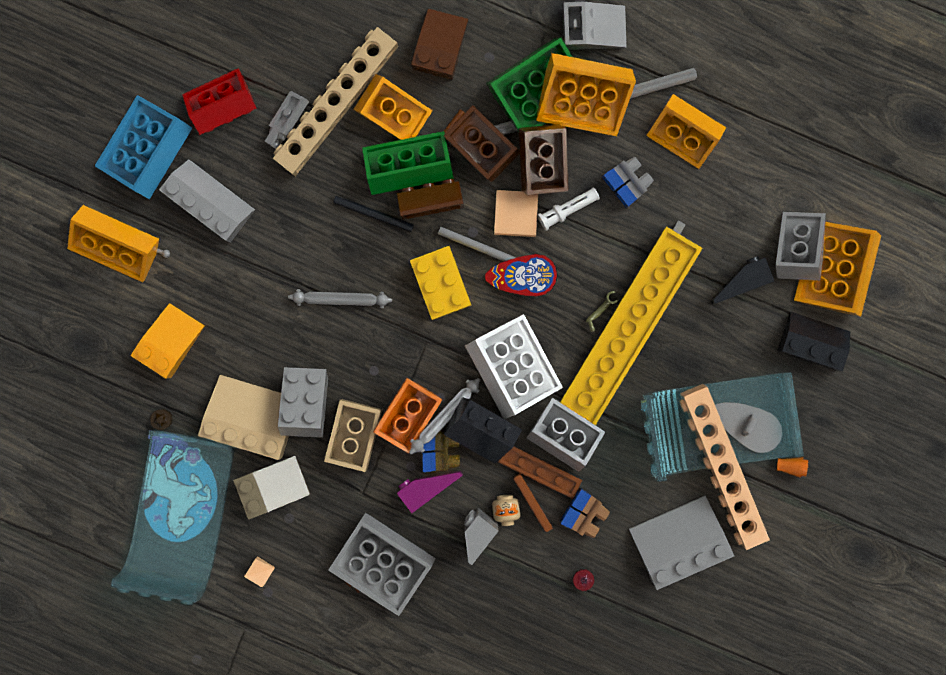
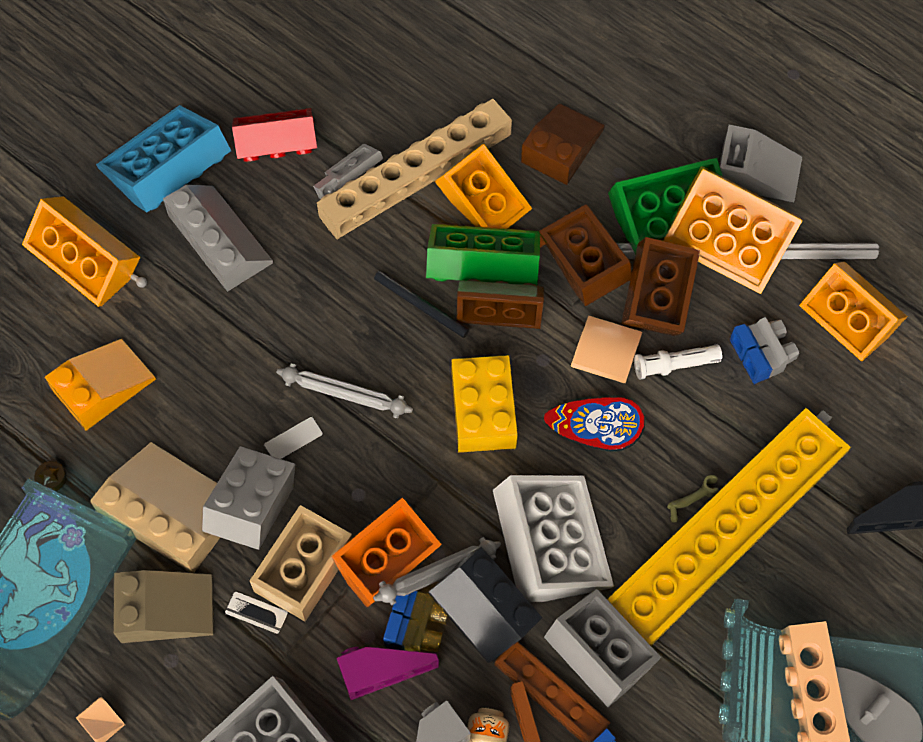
camera: 15 degrees right, 25 degrees down
(316, 343) = (293, 438): none -> white sticker
(332, 472) = (256, 612): none -> sticker
(474, 244) = (539, 372): light grey bar -> none

